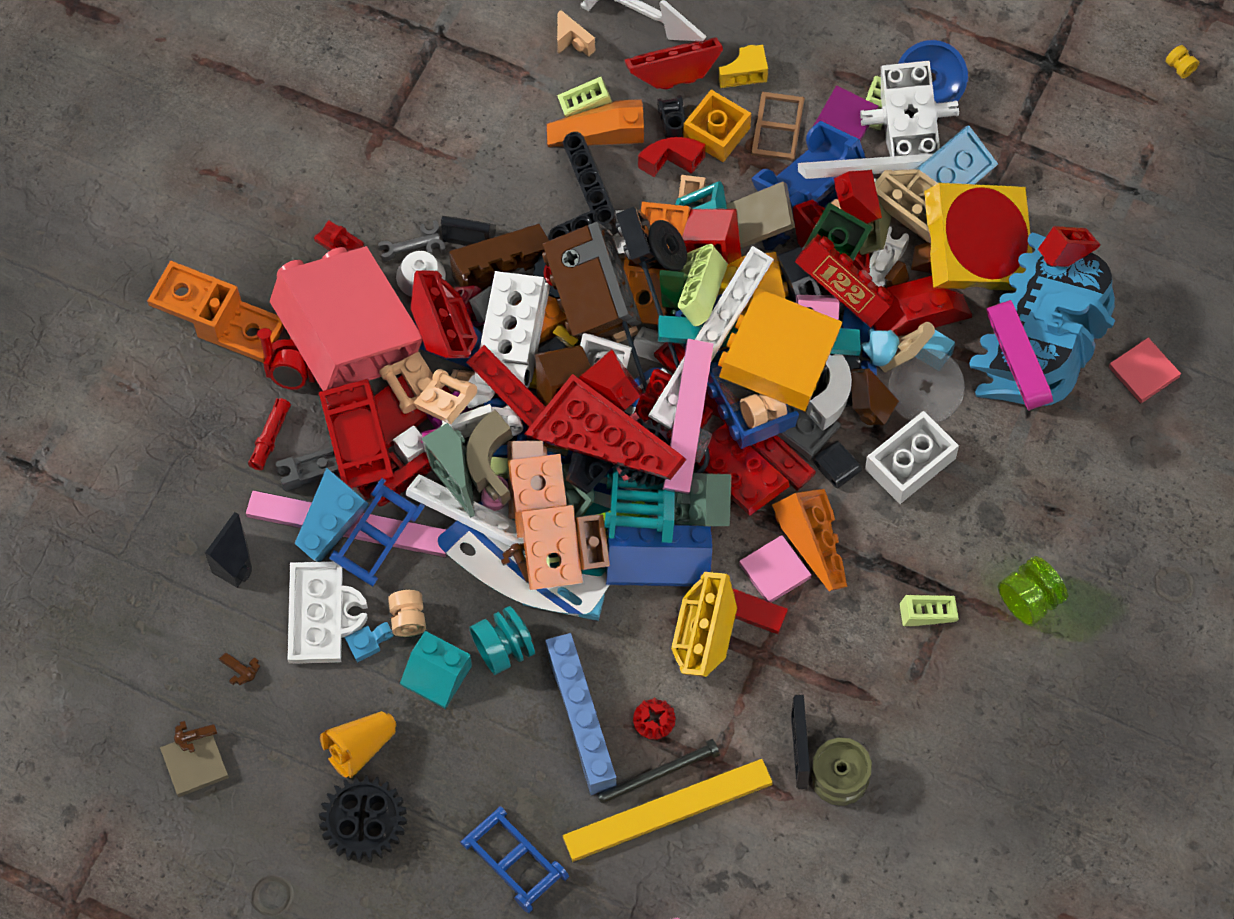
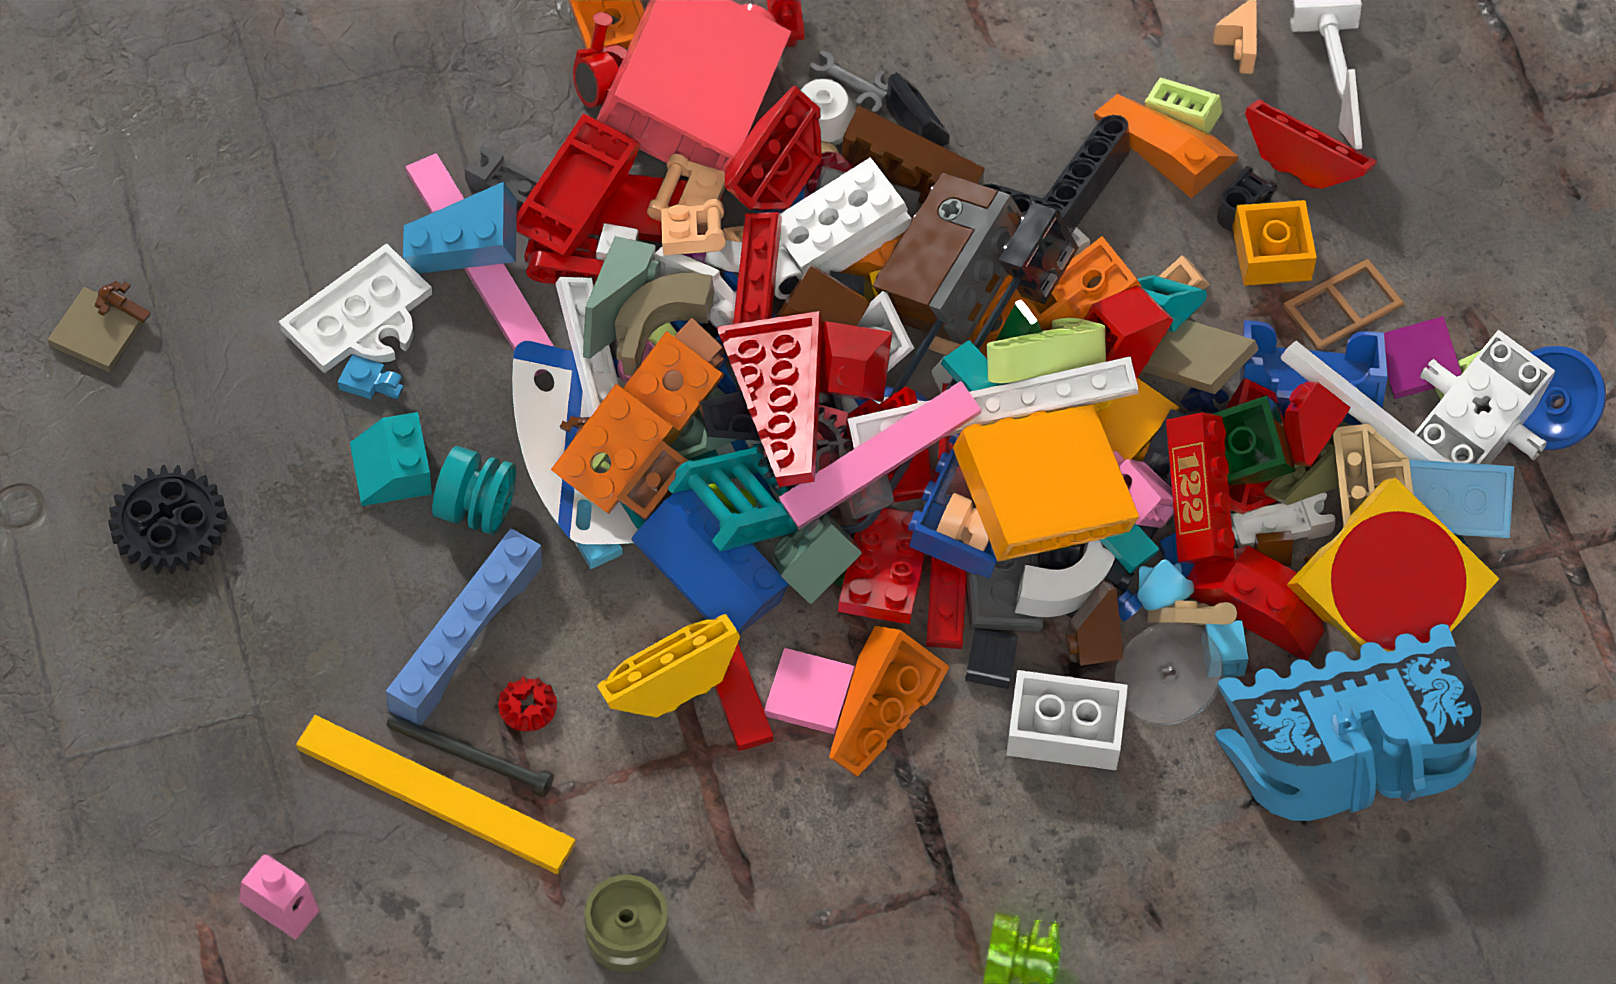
camera: 45 degrees right, 5 degrees down
(230, 554) = (348, 181): black slope -> none
(247, 673) = (234, 301): reddish brown piece -> none
(265, 443) = (498, 124): red pin -> none
(357, 741) = (247, 449): light orange cone -> none
(379, 491) = (543, 308): blue piece -> none
(407, 613) = (430, 384): light nougat wheel -> none
(522, 898) = (269, 738): blue piece -> none
(662, 234) = (1042, 282): black wheel -> none
(679, 150) = (1212, 235): red brick -> none
(748, 68) = (1377, 221): yellow arch -> none
(800, 742) = (624, 851): black tile -> none
(916, 618) = (906, 858): yellowish green slope -> none
(1019, 355) = (1269, 714): dark pink beam -> none
(1067, 245) = (1456, 663): red slope -> none
(1144, 370) = (1418, 882): coral tile -> none

